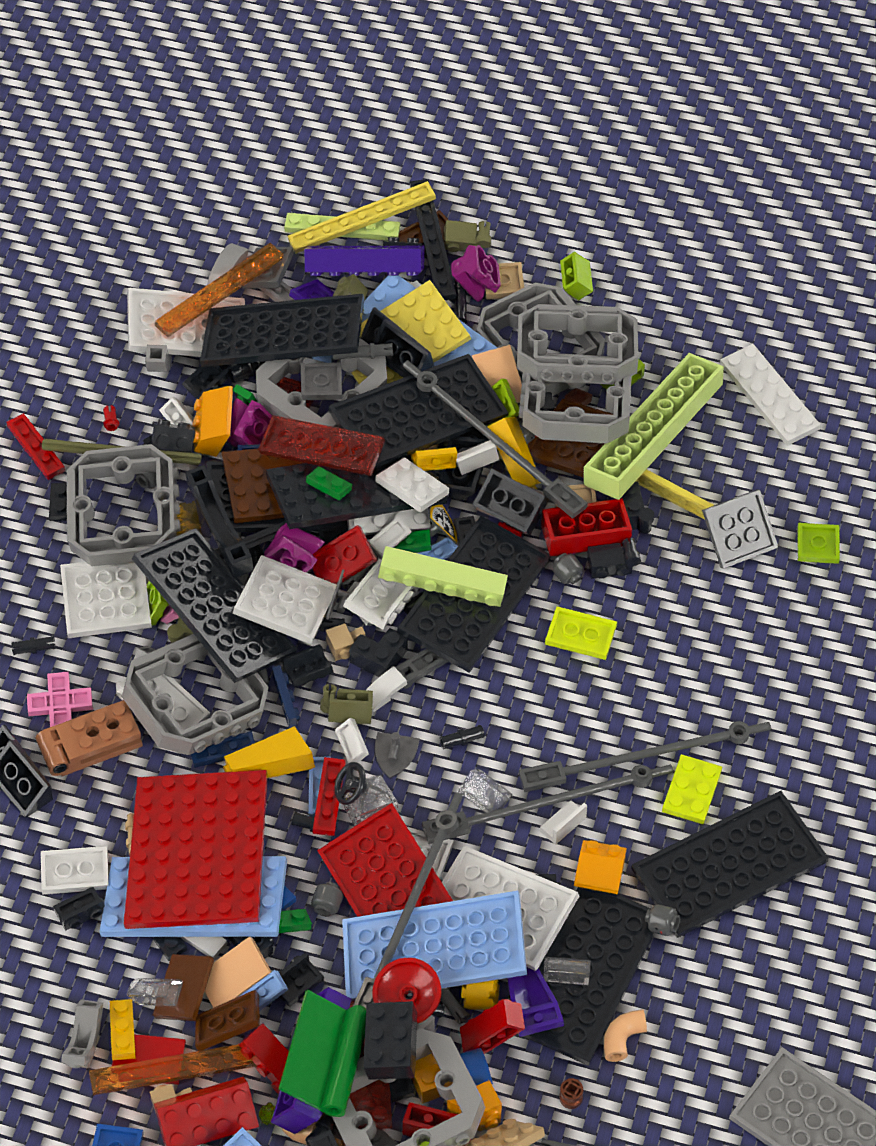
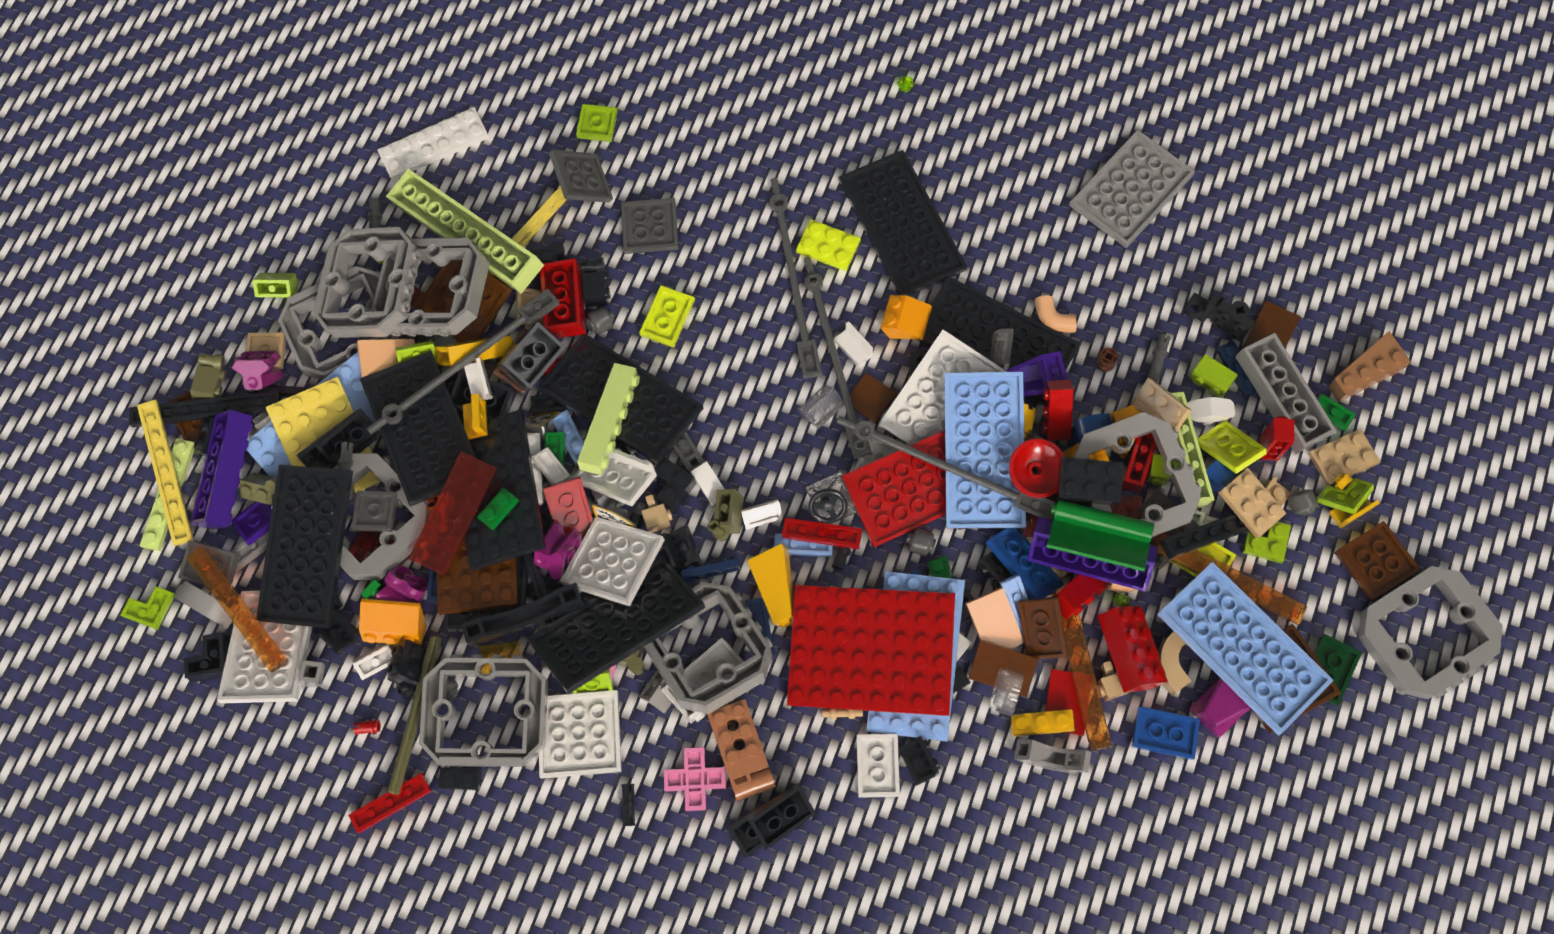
camera: 80 degrees left, 15 degrees up
(167, 280) = (213, 660): none -> black brick
(221, 232) = (152, 612): none -> lime plate
(283, 1012) = (1013, 552): none -> blue plate
(395, 752) = (772, 480): flat silver shield -> none
(412, 484) = (506, 436): white plate -> none
(462, 737) = (764, 421): black pin -> none
(501, 841) = (871, 398): none -> reddish brown tile
(662, 920) = (959, 273): dark grey head -> none
(664, 353) = (374, 214): none -> dark grey pin
(692, 606) = (649, 225): none -> dark grey plate

